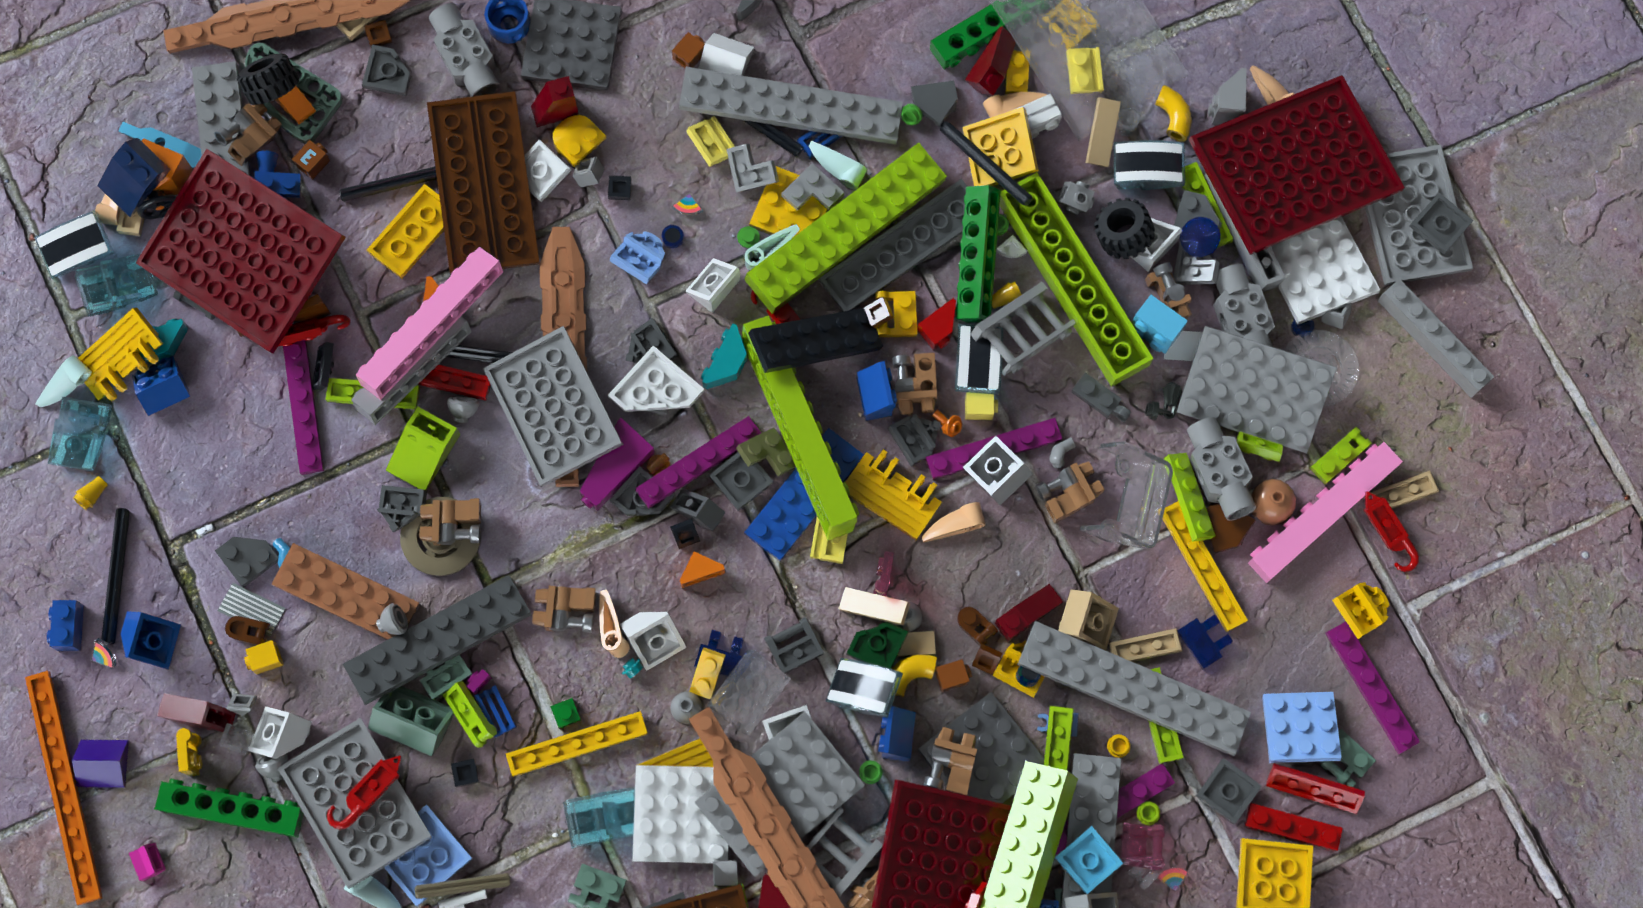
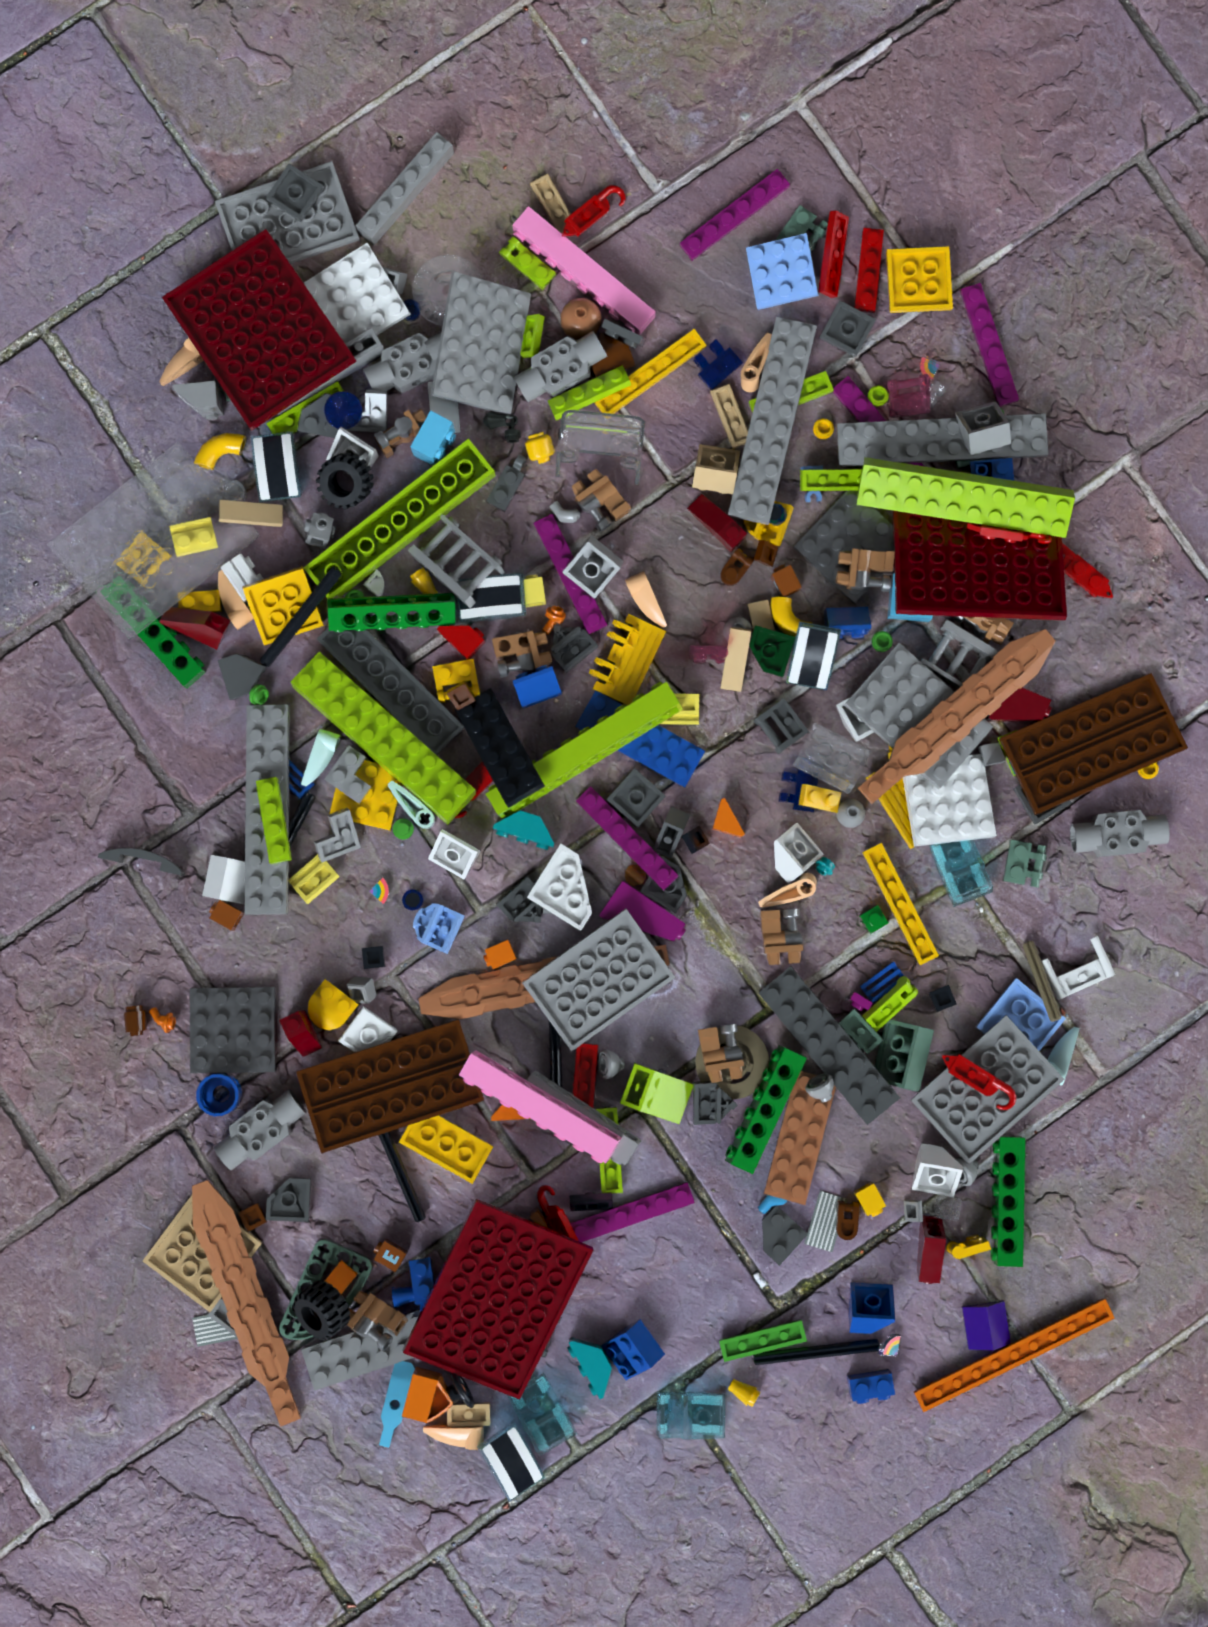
camera: 95 degrees left, 10 degrees up
(65, 380) = (645, 1439): light aqua piece -> none
(119, 352) = (610, 1393): yellow hinge -> none
(132, 175) = (441, 1416): dark blue slope -> none
(140, 521) = (762, 1340): none -> bright green plate
(147, 861) = (1066, 1264): dark pink piece -> none
(332, 533) = (775, 1104): none -> green brick
(599, 313) = (499, 954): none -> orange brick
(768, 446) = (602, 777): olive plate -> none
(777, 106) = (273, 820): none -> lime plate
(1089, 860) = (933, 438): medium azure plate -> none
(1137, 434) = (539, 447): none -> yellow head
(1198, 678) = (754, 365): none -> light nougat piece
(1245, 546) = (616, 331): none -> dark grey plate
(1363, 608) = (666, 229): yellow slope -> none

